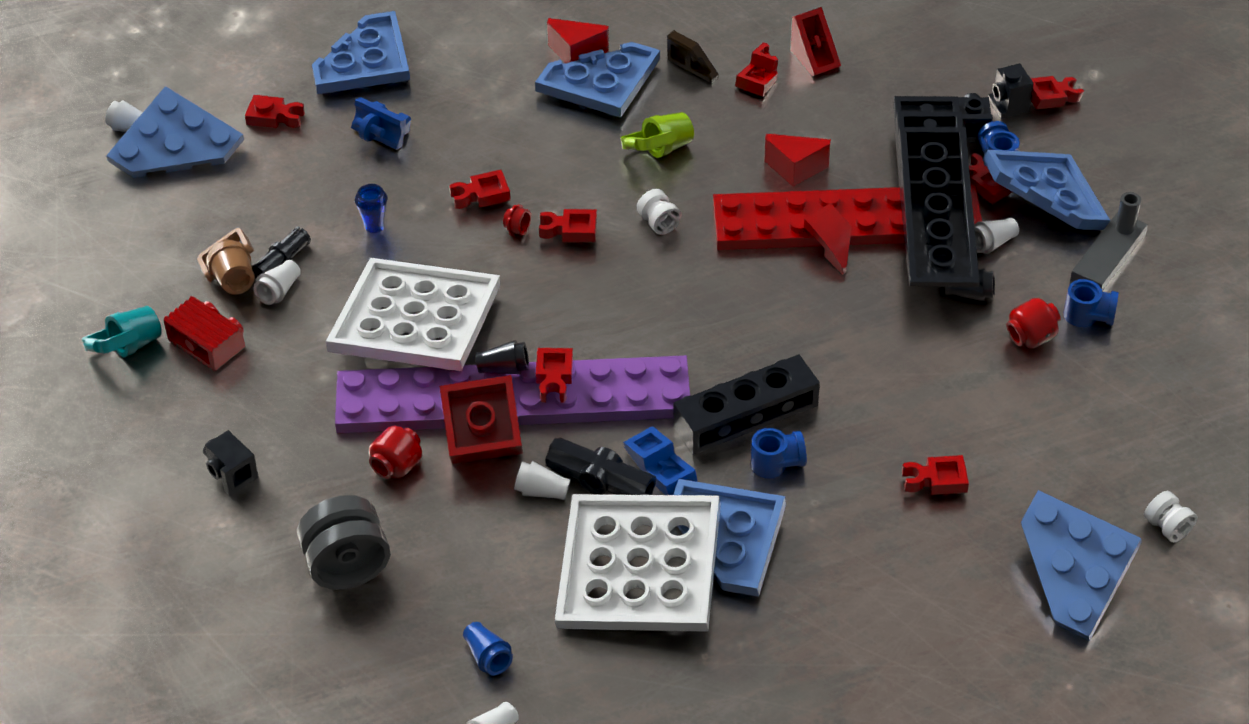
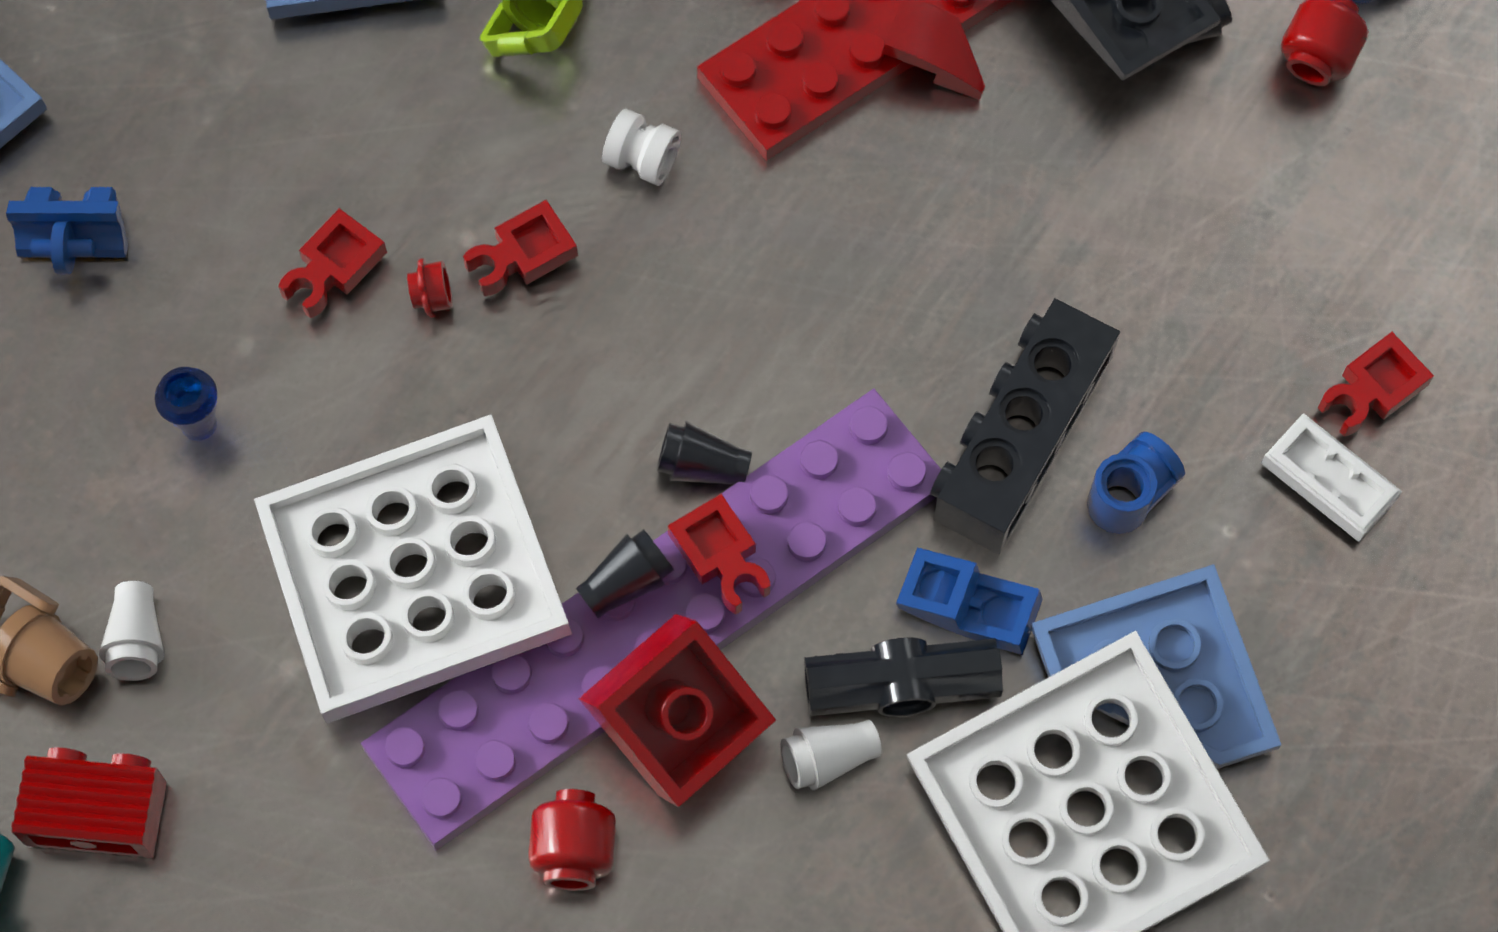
camera: 35 degrees left, 20 degrees up
(282, 251) = (94, 573): black pin -> none
(580, 337) = (700, 456): none -> black cone
(881, 501) = (1331, 477): none -> white plate

